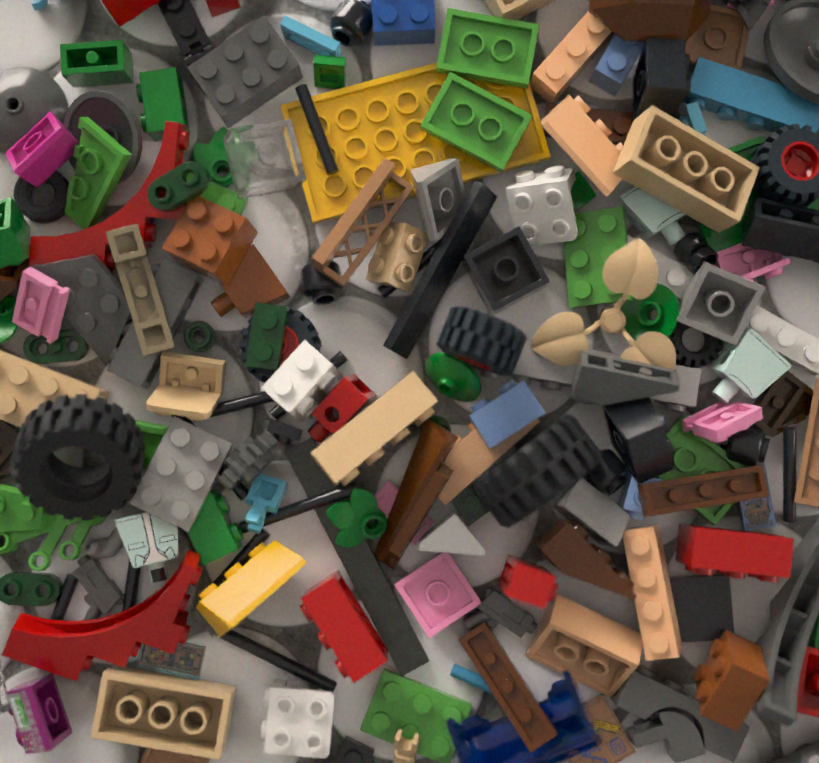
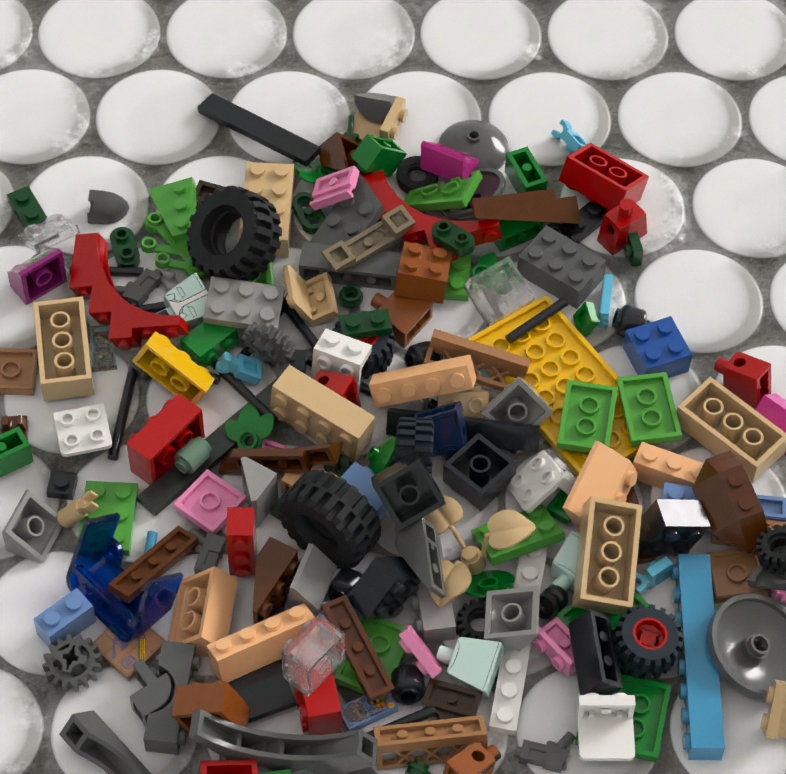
camera: 70 degrees right, 30 degrees down
(156, 80) = (528, 206): none -> reddish brown wedge
(368, 295) = (422, 381): none -> light nougat brick
(375, 598) = (192, 455): none -> sand green brick
(437, 292) = (449, 428): none -> dark blue torso
(549, 370) = (408, 490): none -> black brick
(741, 556) = (313, 654): none -> clear brick

